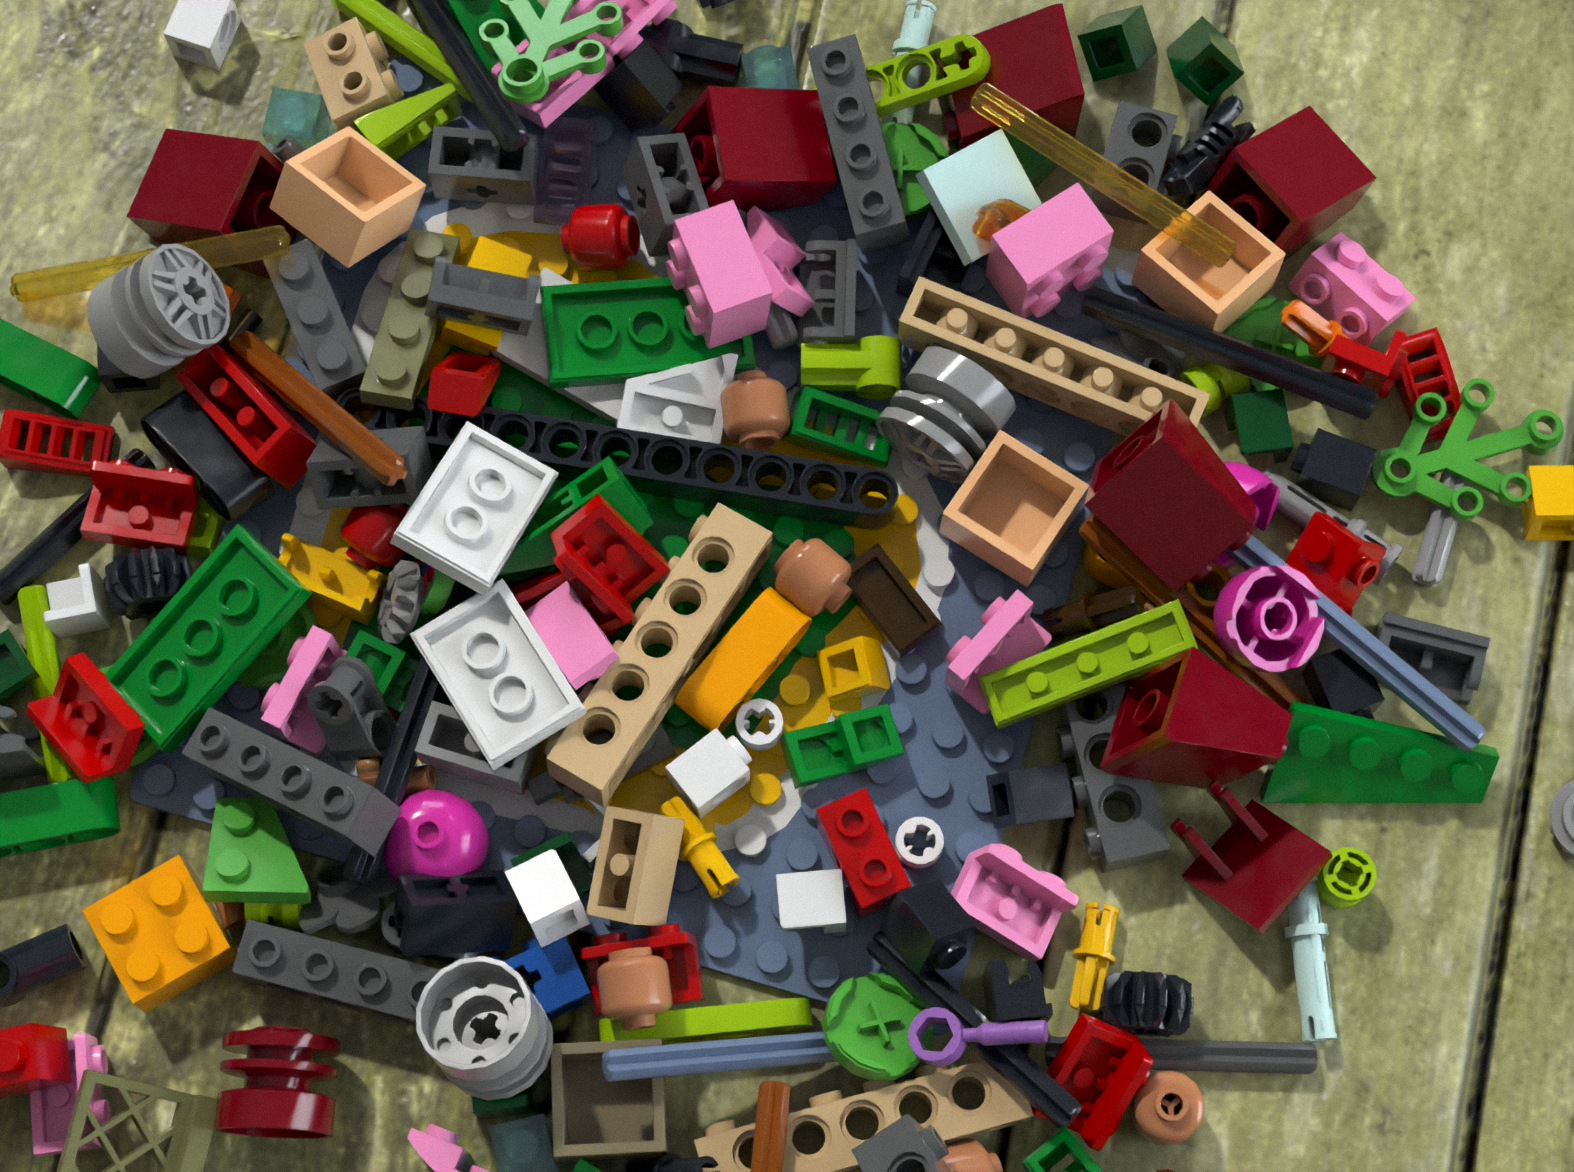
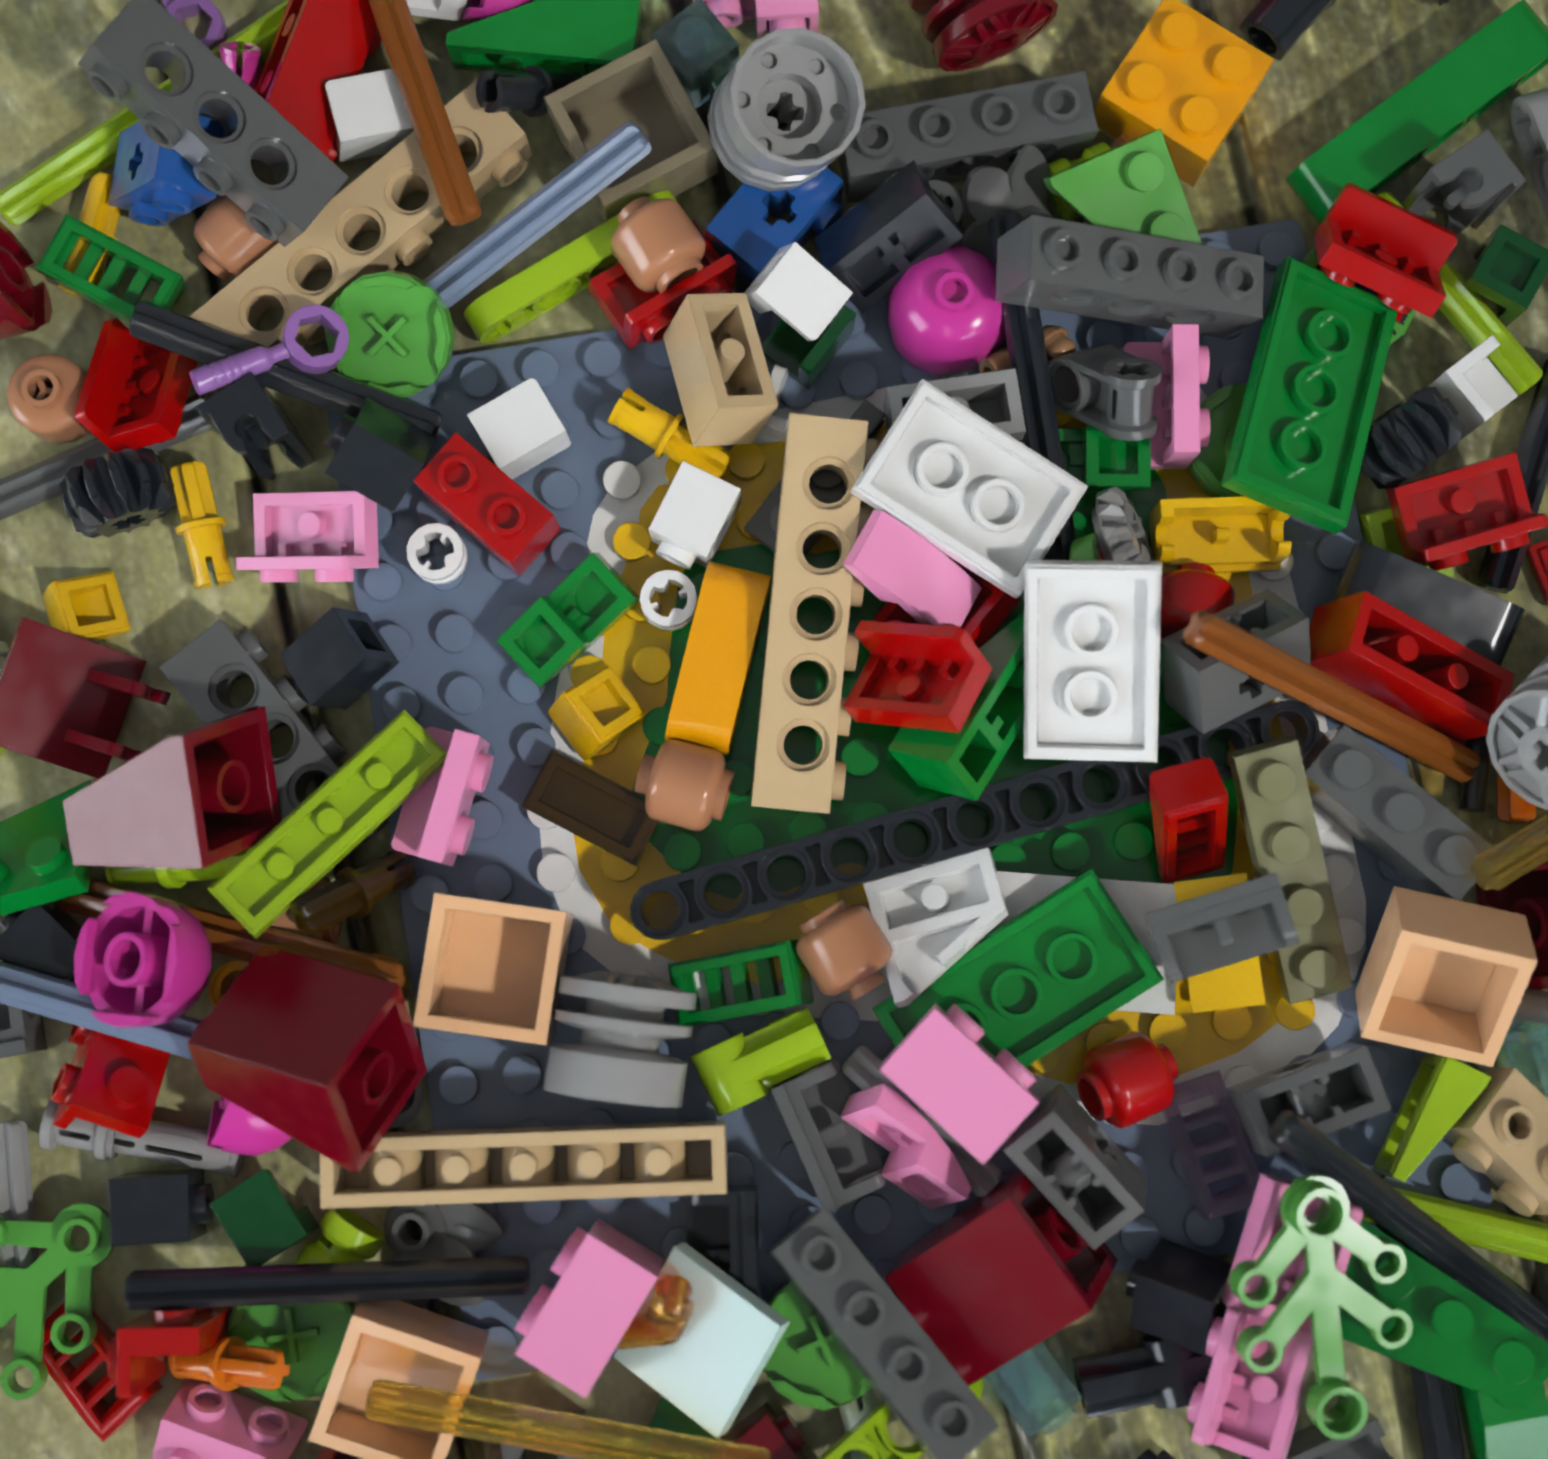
camera: 155 degrees right, 10 degrees up
(1213, 938) = (87, 607): none -> yellow slope

